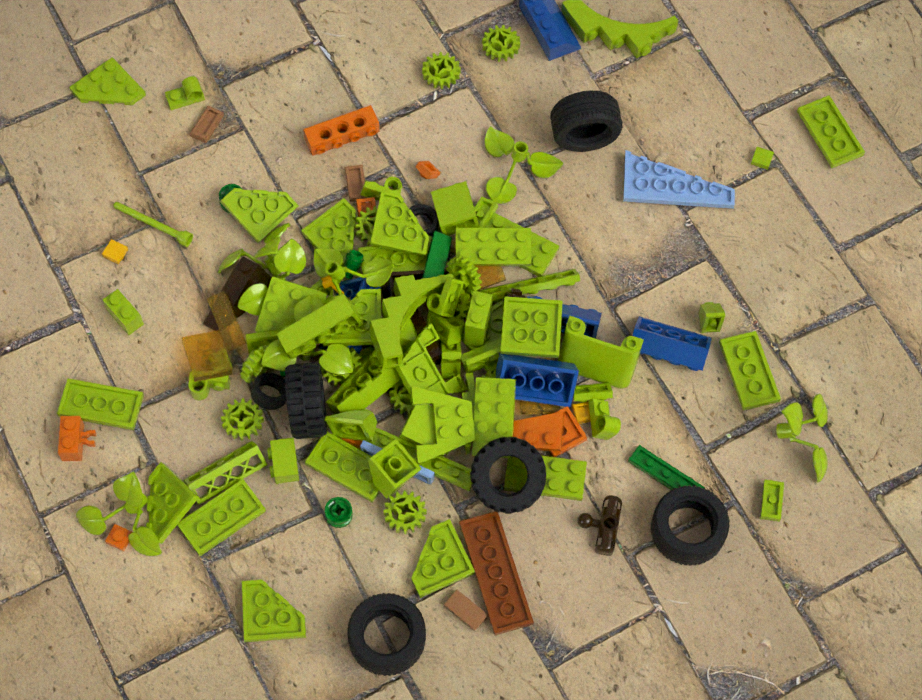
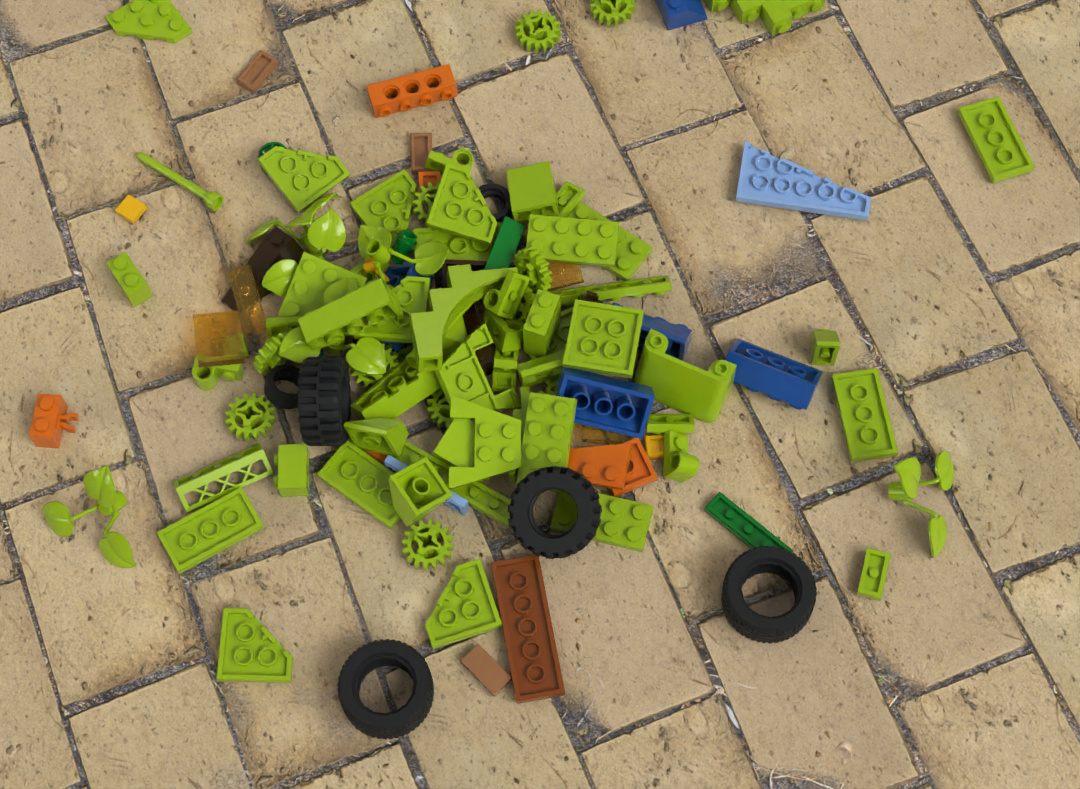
camera: 10 degrees right, 0 degrees up
(101, 404) = (89, 384): lime plate -> none
(118, 537) = (87, 542): orange plate -> none
(167, 501) = (150, 506): lime plate -> none
(186, 95) = (239, 36): lime plate -> none
(332, 518) = (356, 543): green wheel -> none
(427, 170) = (507, 145): orange plate -> none
(500, 143) = (598, 121): lime plant -> none
(586, 121) = (700, 102): black tyre -> none
(610, 514) = (671, 571): dark brown piece -> none
(762, 158) = (909, 164): lime tile -> none

